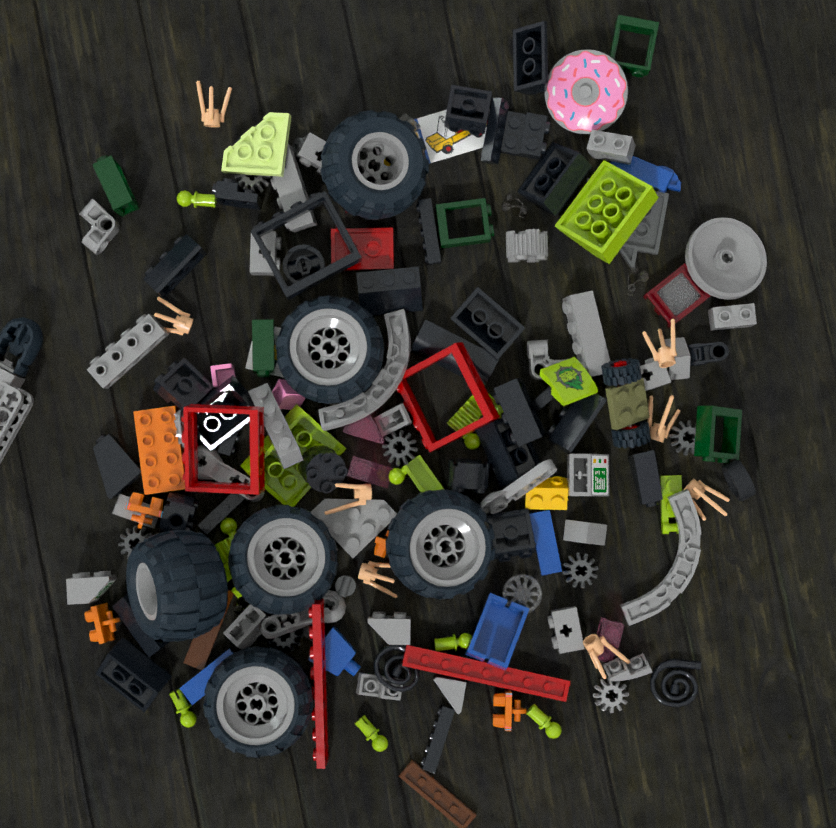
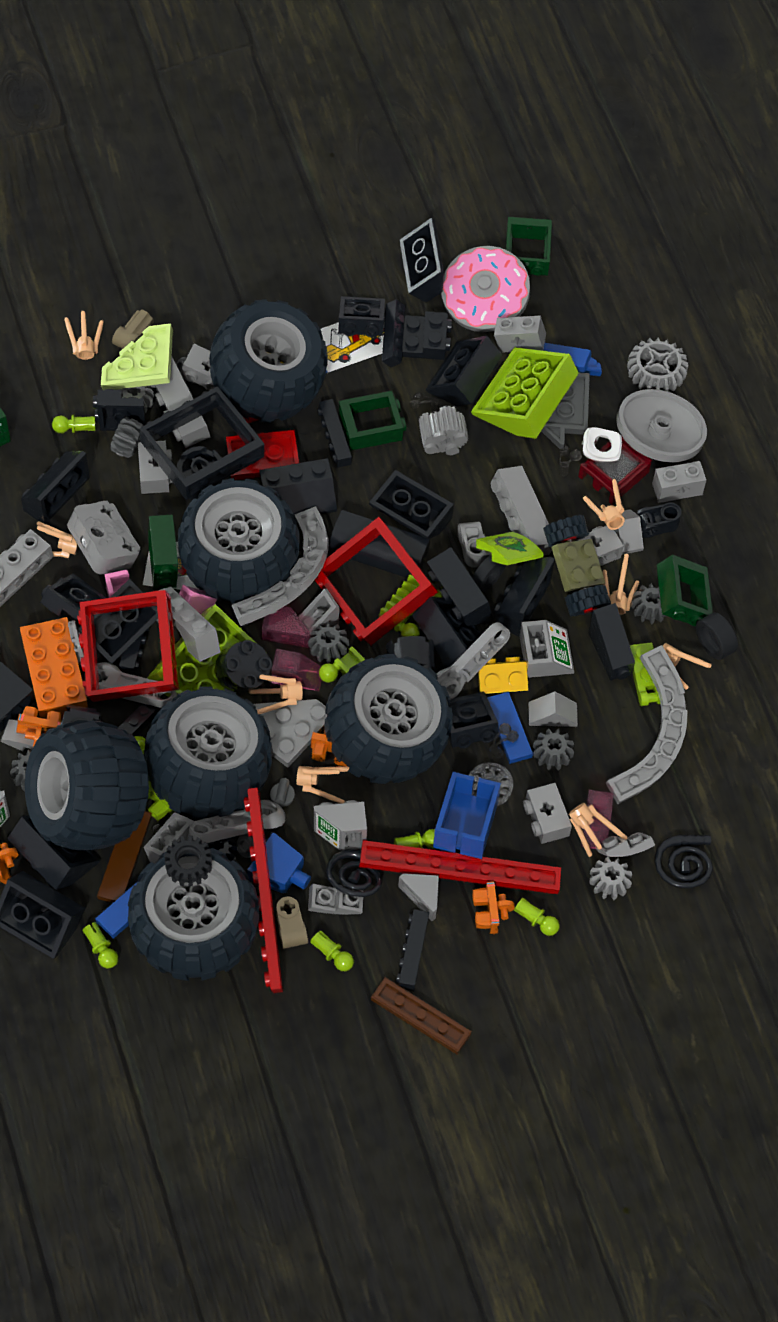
camera: 10 degrees left, 25 degrees down
(219, 322) = (103, 537): none -> light grey axle
(240, 678) = (188, 875): none -> black tyre
(241, 223) = (126, 437): none -> dark grey gear
(253, 110) = (133, 329): none -> dark tan piece
(340, 710) = (291, 926): none -> dark tan piece
(540, 553) = (511, 735): none -> clear smoke piece
(657, 271) = (591, 437): none -> white piece
(730, 183) = (658, 359): none -> light grey gear

